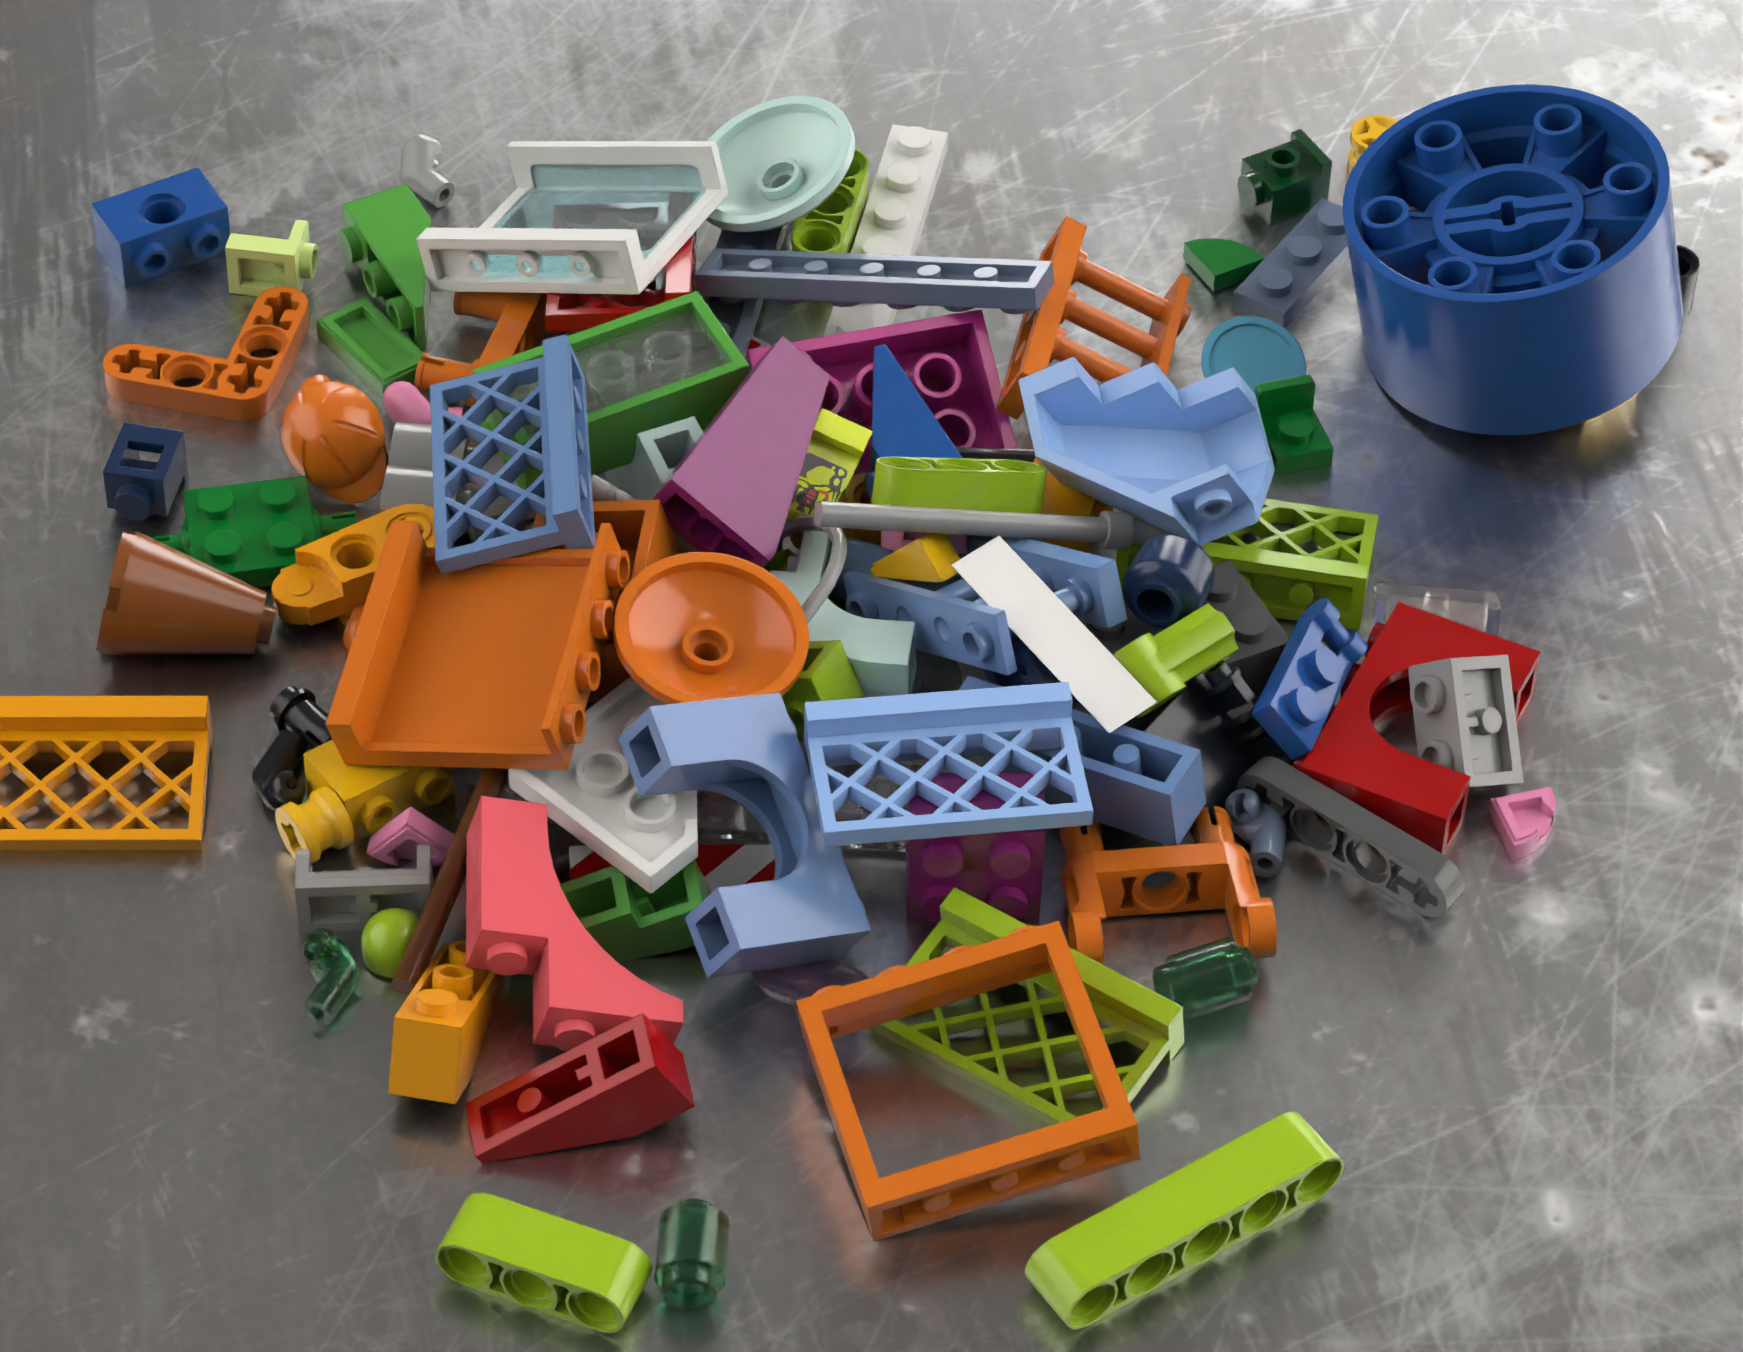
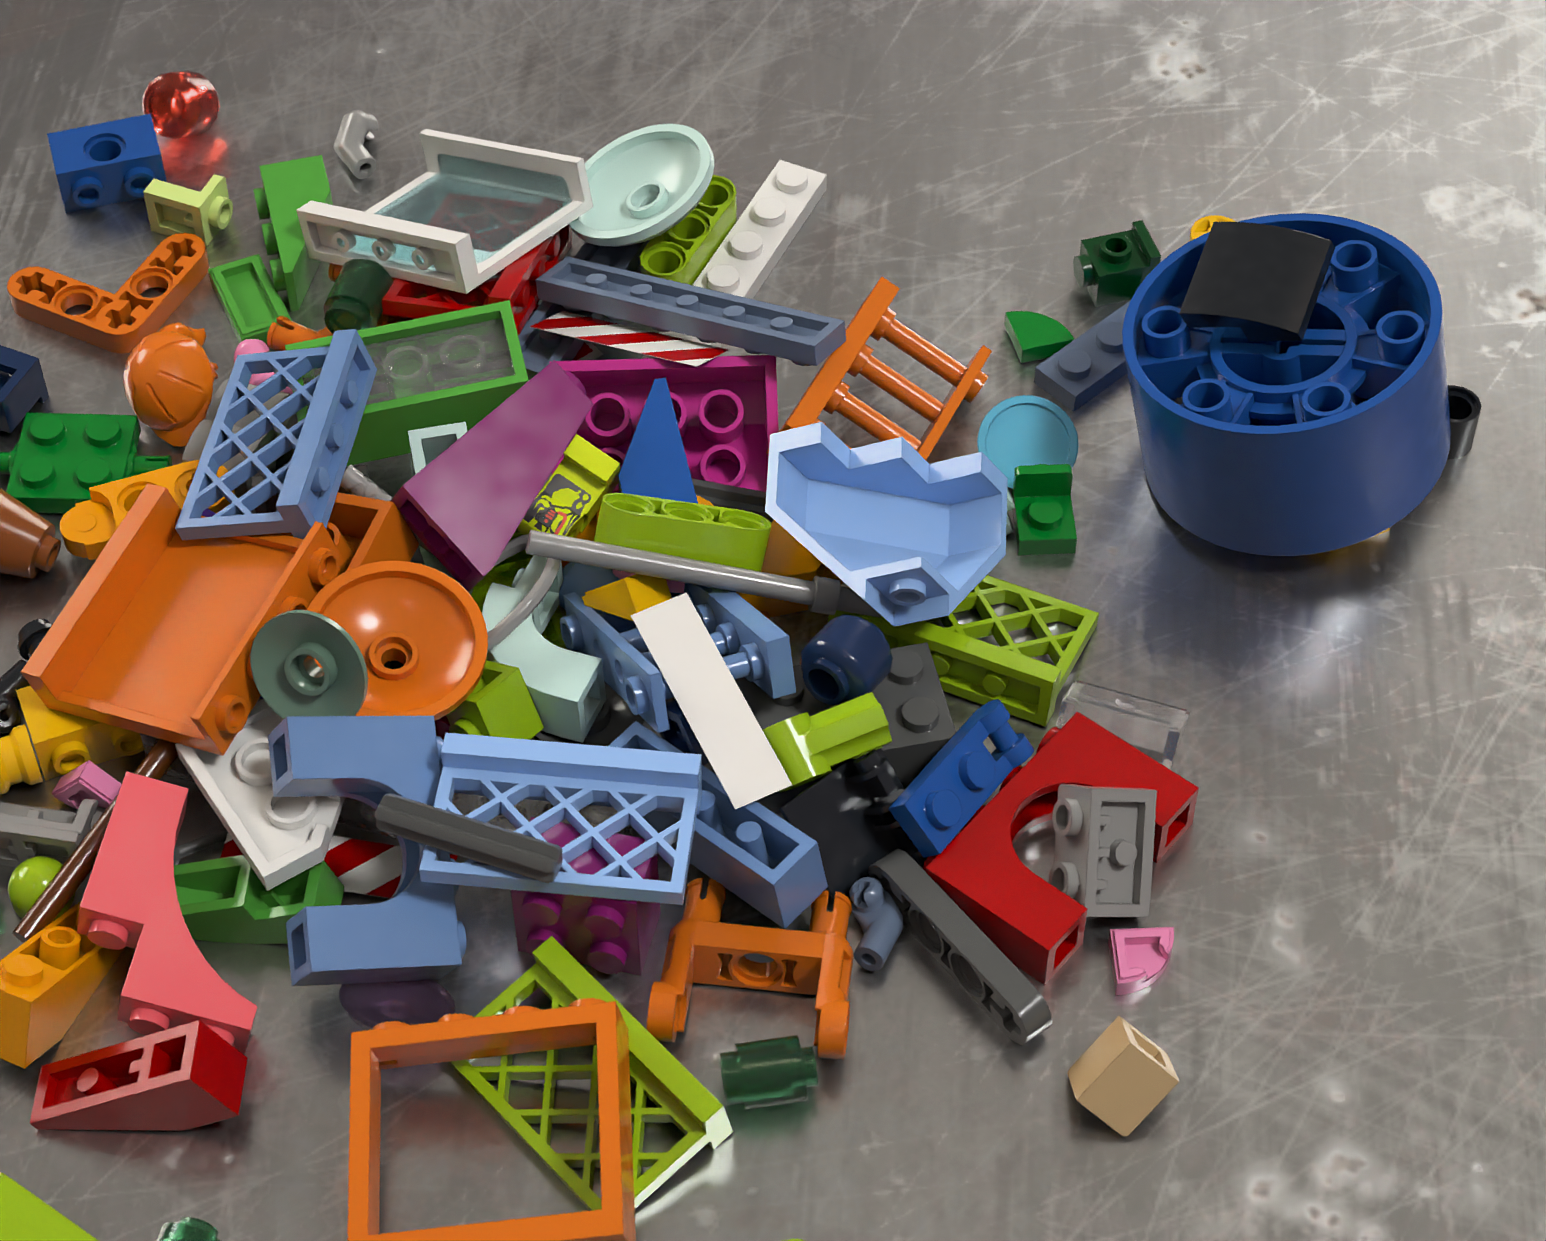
camera: 15 degrees right, 5 degrees up
(203, 151) = (181, 104): none -> clear red head
(514, 316) = (357, 296): none -> clear green brick
(625, 681) = (289, 675): none -> sand green dish
(819, 317) = (630, 338): none -> sticker
(867, 792) = (469, 838): none -> dark grey axle
(1471, 155) = (1257, 280): none -> black slope
(1548, 924) = (1122, 1077): none -> tan panel

